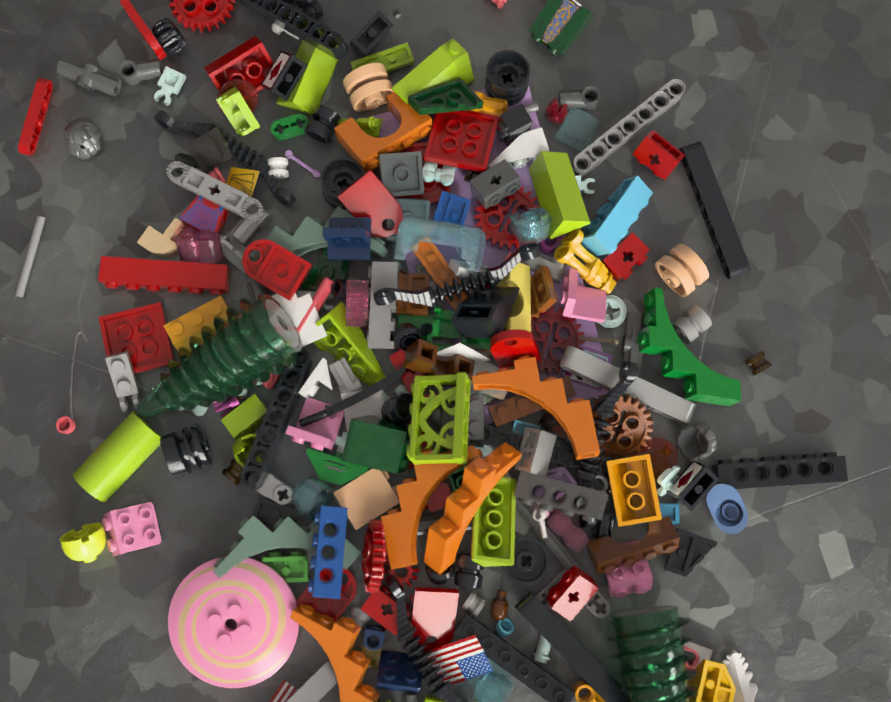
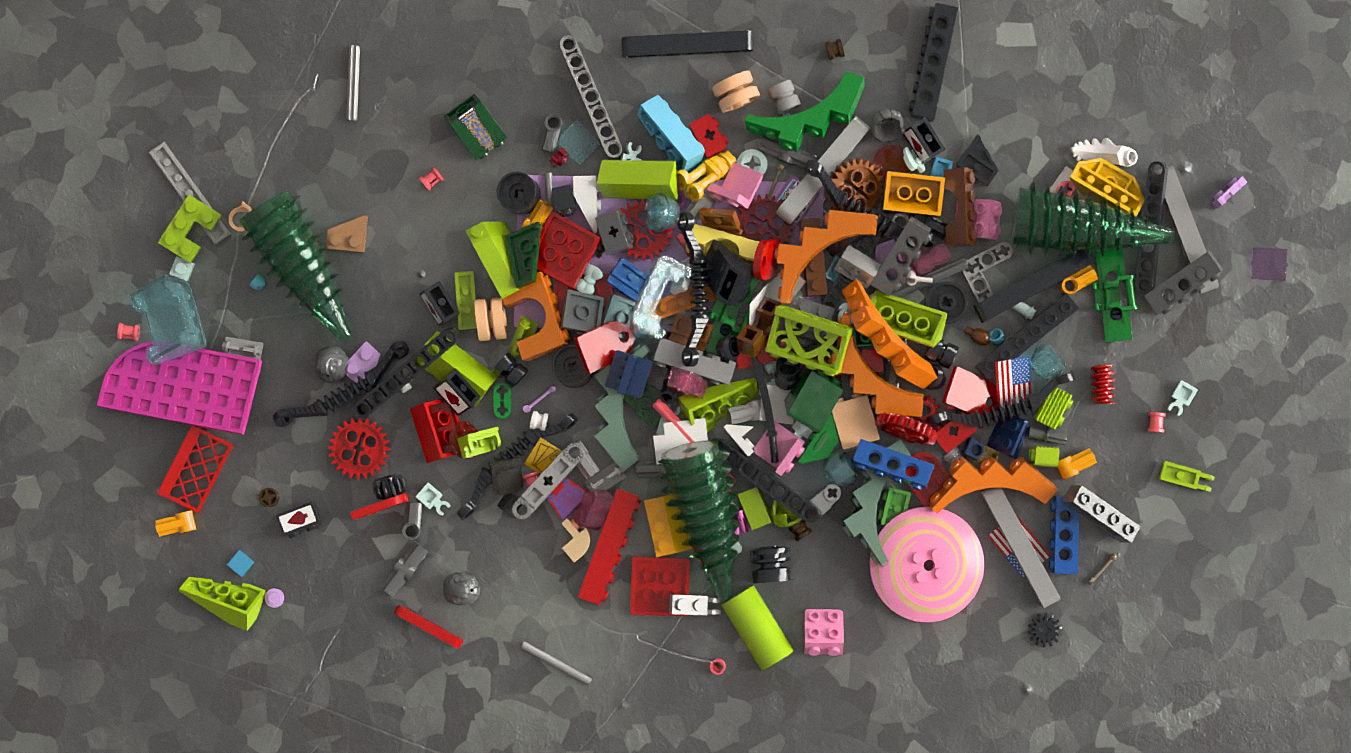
camera: 65 degrees left, 5 degrees up
(85, 543) = (824, 672): neon yellow cylinder -> none
(276, 268) = (635, 445): red tile -> none
(473, 603) = (969, 357): light grey wheel -> none
(572, 592) = (984, 271): brick -> none
(656, 145) = (624, 78): red brick -> none
(727, 508) = (951, 117): medium blue piece -> none

